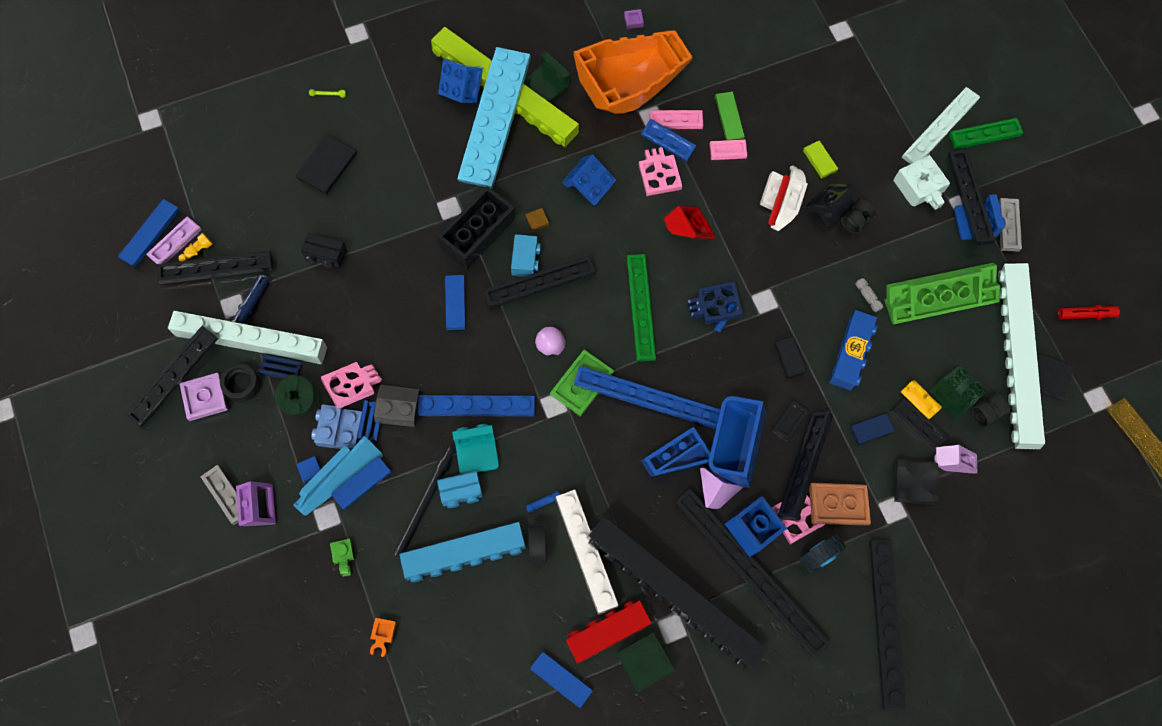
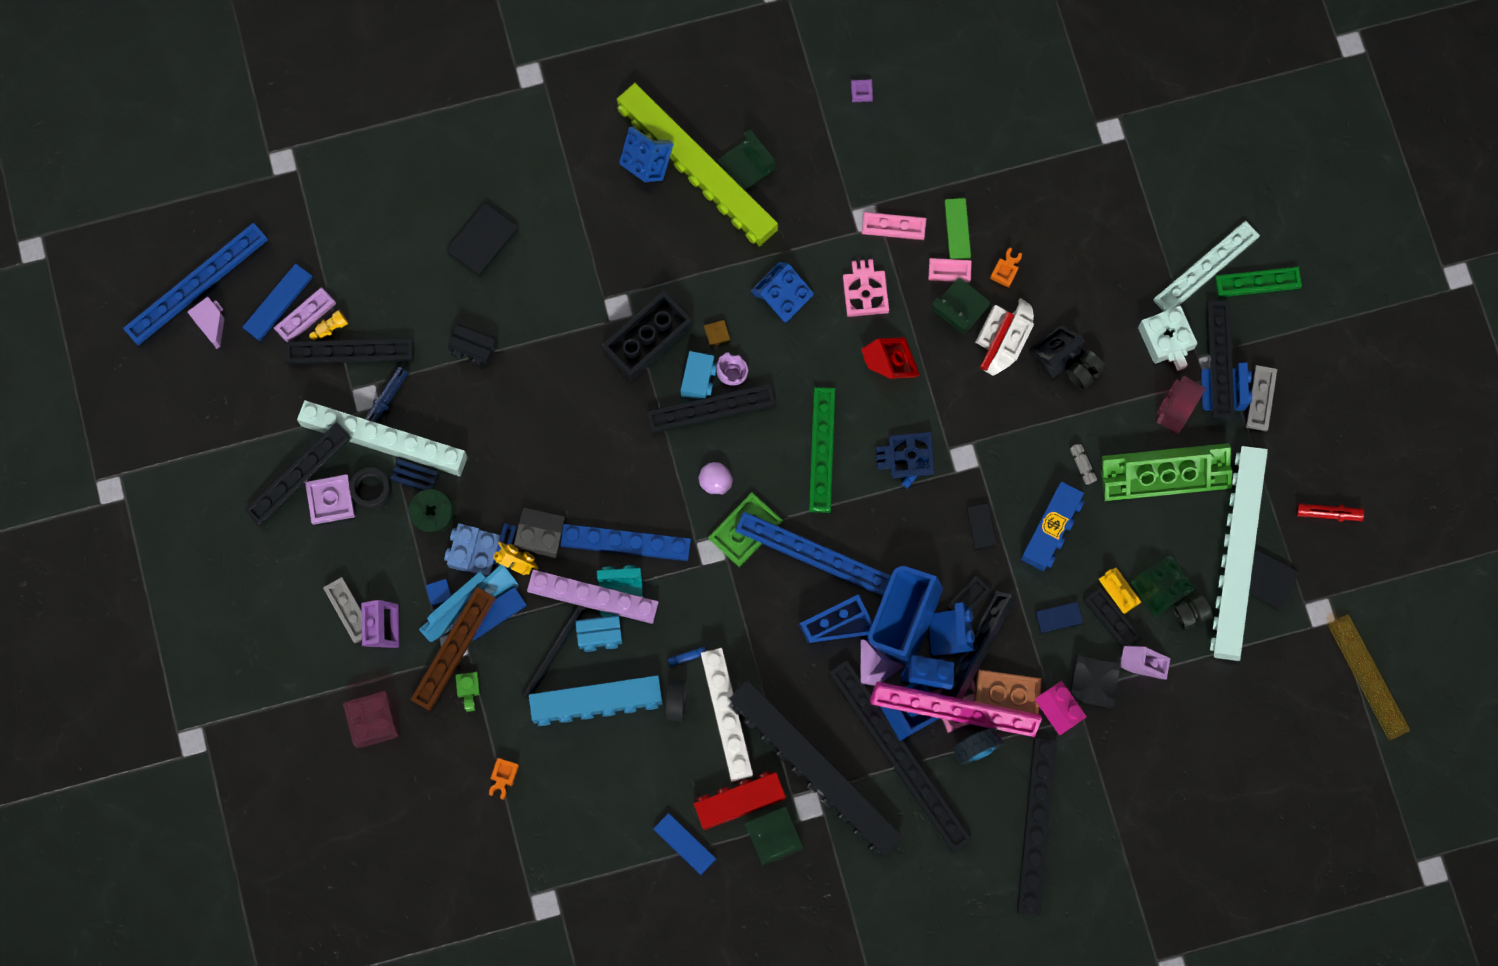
camera: 10 degrees right, 5 degrees up
(73, 225) = (195, 284): none -> blue plate
(87, 252) = (209, 319): none -> lavender slope
(252, 595) = (371, 719): none -> clear pink brick
(325, 520) = (453, 649): none -> reddish brown plate
(341, 93) = (506, 151): lime hinge -> none
(367, 376) = (508, 495): bright pink piece -> none
(369, 426) = (522, 561): none -> yellow hinge
(450, 456) = (592, 596): none -> lavender plate
(455, 302) = (614, 421): blue tile -> none
(494, 117) = (681, 204): medium azure plate -> none
(553, 247) = (731, 369): none -> lavender hair
(630, 71) = (846, 165): orange windscreen -> none
(668, 140) = (880, 252): blue tile -> none
(742, 176) = (961, 305): none -> clear green bracket
(768, 489) = (929, 672): none -> blue bracket
(776, 143) = (1006, 270): none -> orange plate
(781, 451) = (952, 631): none -> blue bracket
(797, 521) = (955, 709): none -> dark pink tile
(820, 159) = (1055, 294): lime tile -> none
(891, 509) = (1060, 708): none -> dark pink brick
(945, 235) = (1183, 399): none -> clear pink brick

